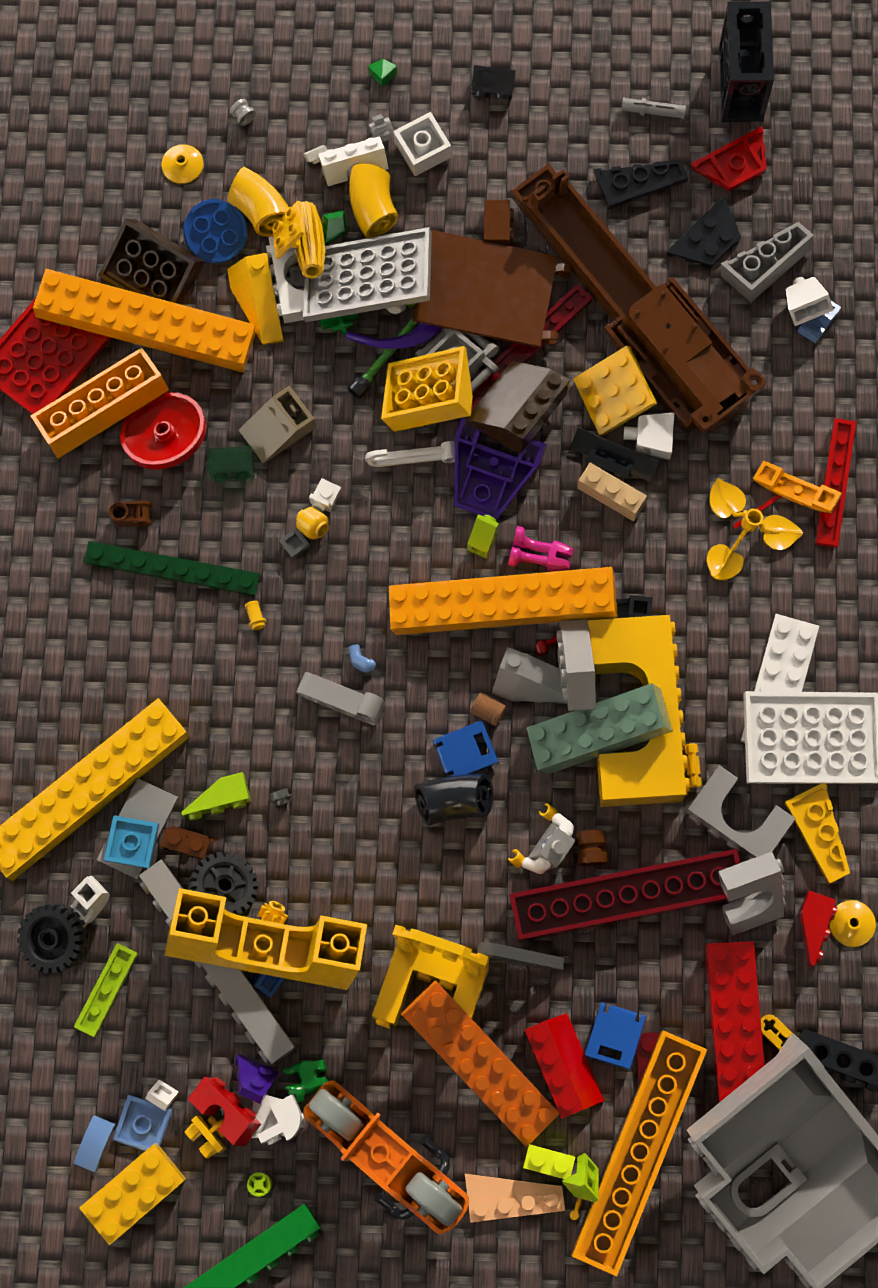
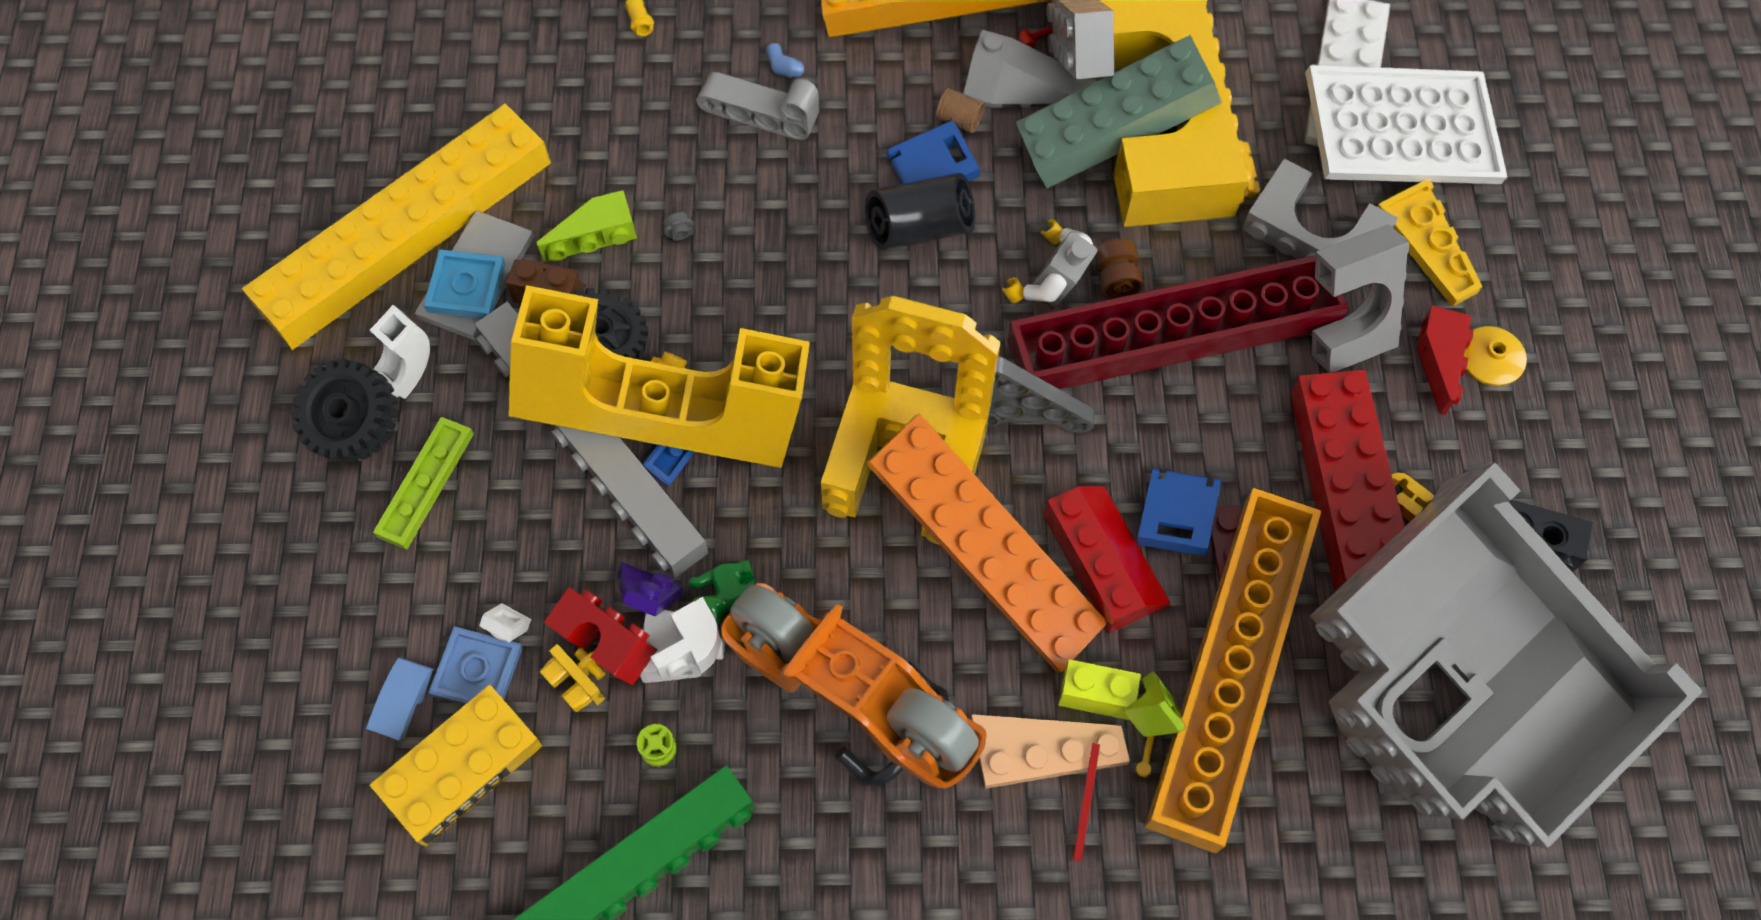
camera: 10 degrees left, 10 degrees down
(534, 1236) = (1087, 797): none -> red piece

